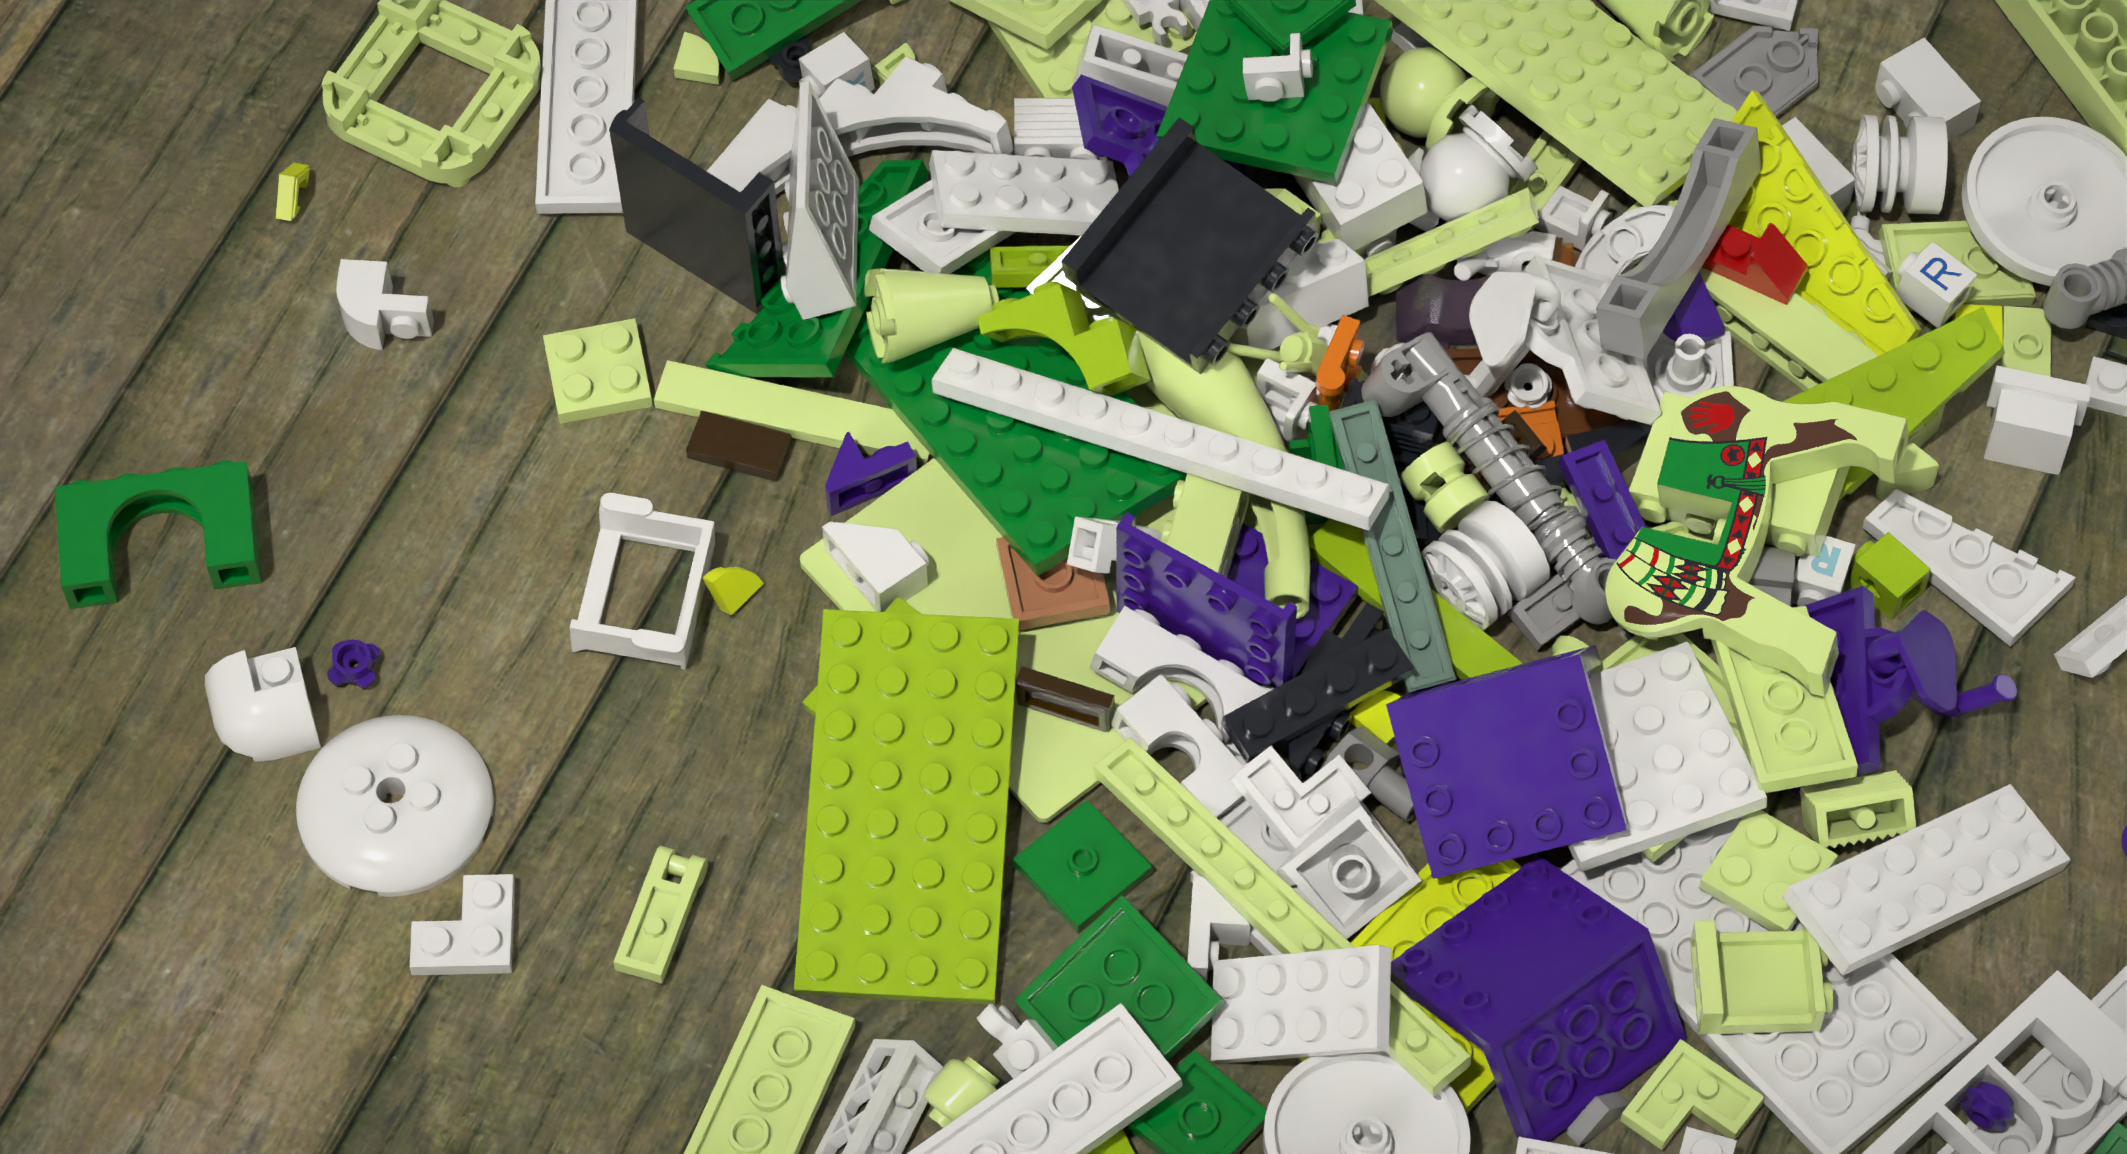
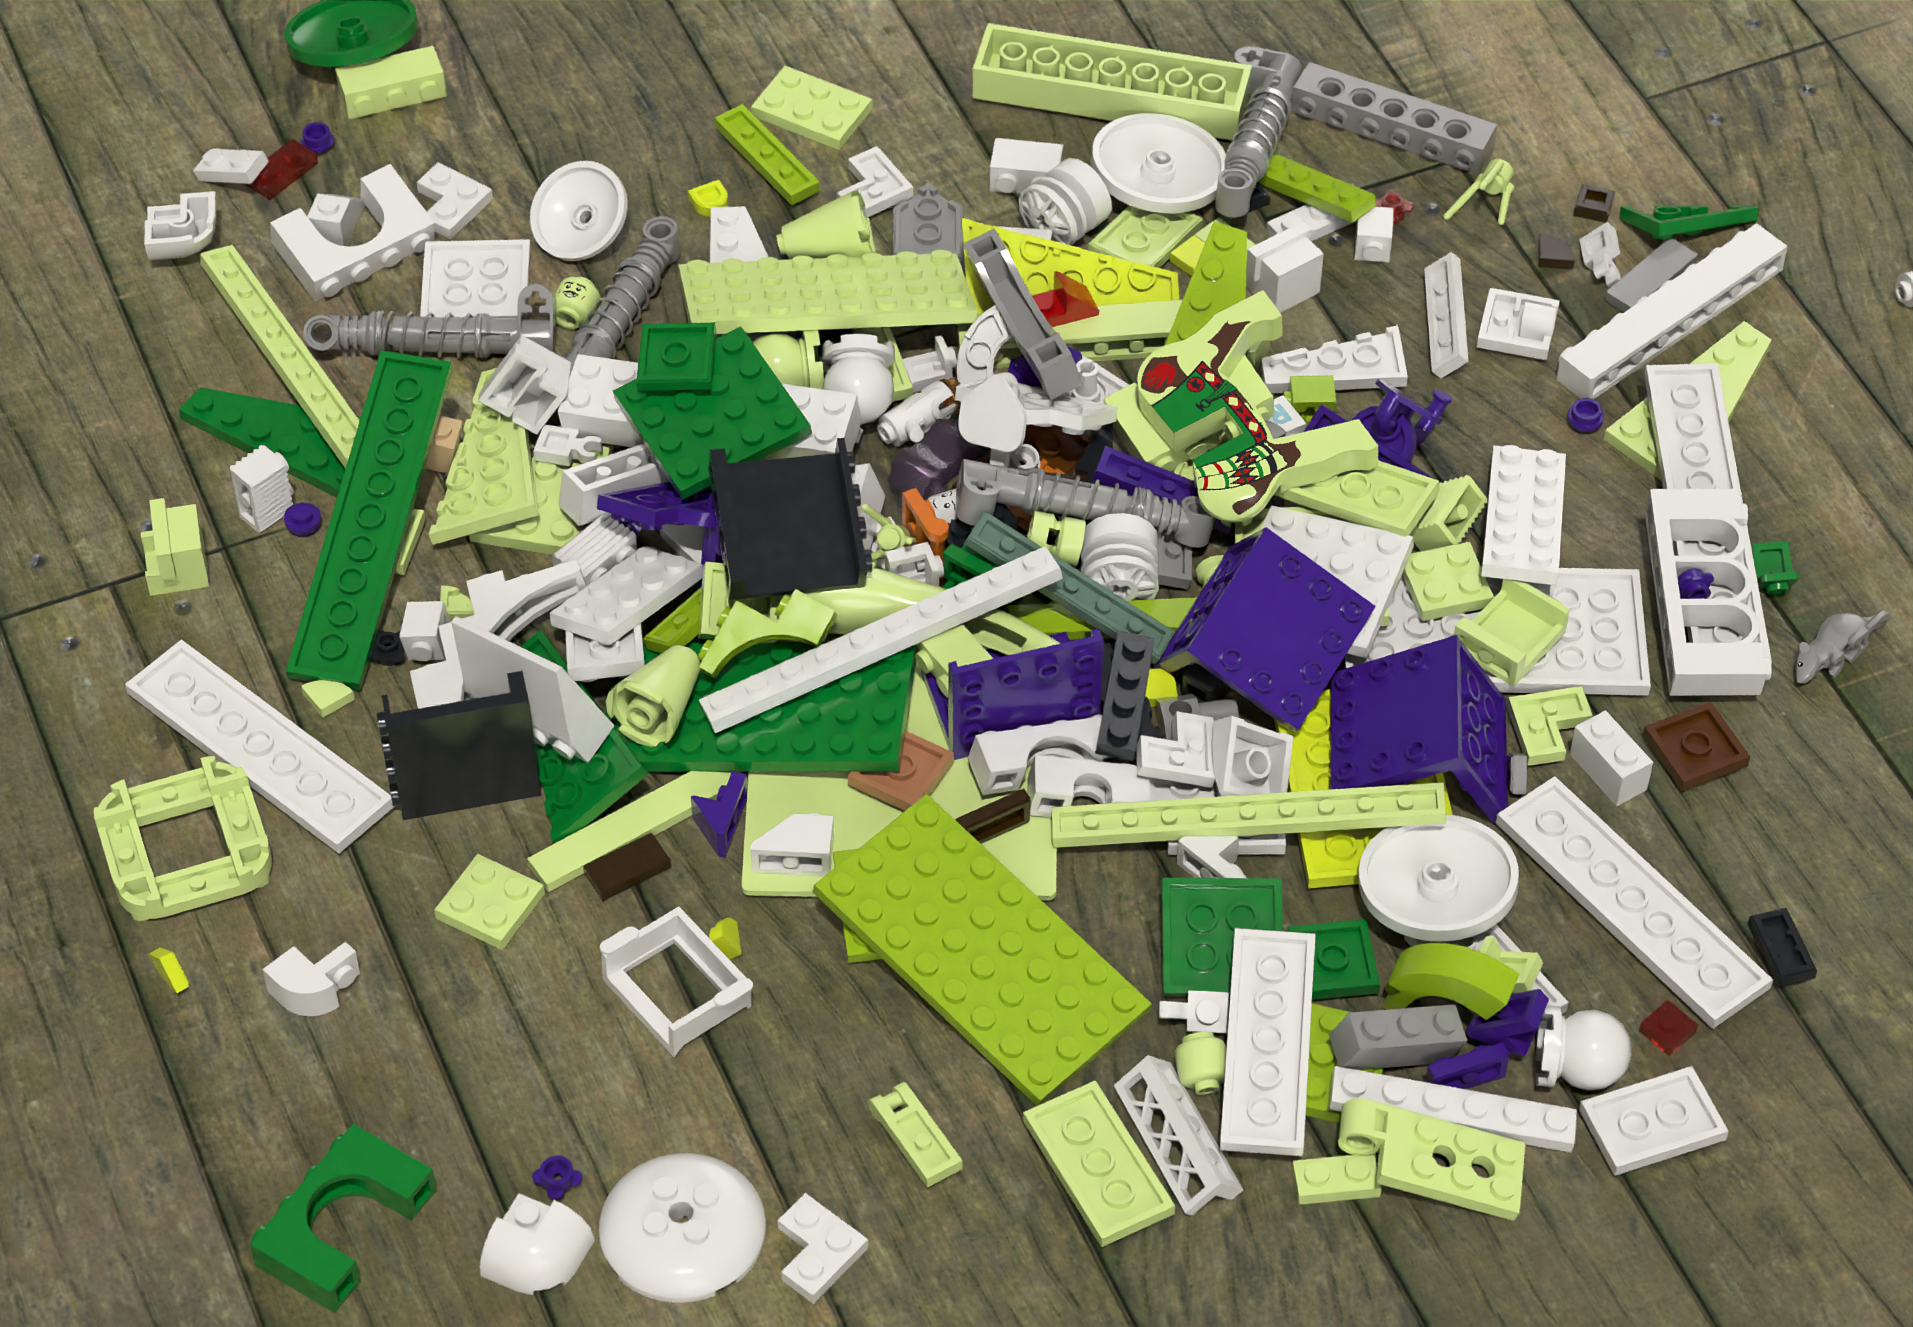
camera: 50 degrees left, 10 degrees down
(1082, 866) = (1104, 899): green plate -> none
(1095, 543) = (923, 716): white leg -> none
(1278, 75) = (723, 397): white bracket -> none
(1302, 1004) = (1327, 840): white plate -> none
(1460, 237) = (897, 416): yellowish green plate -> none
(1934, 283) = (1158, 243): white brick -> none

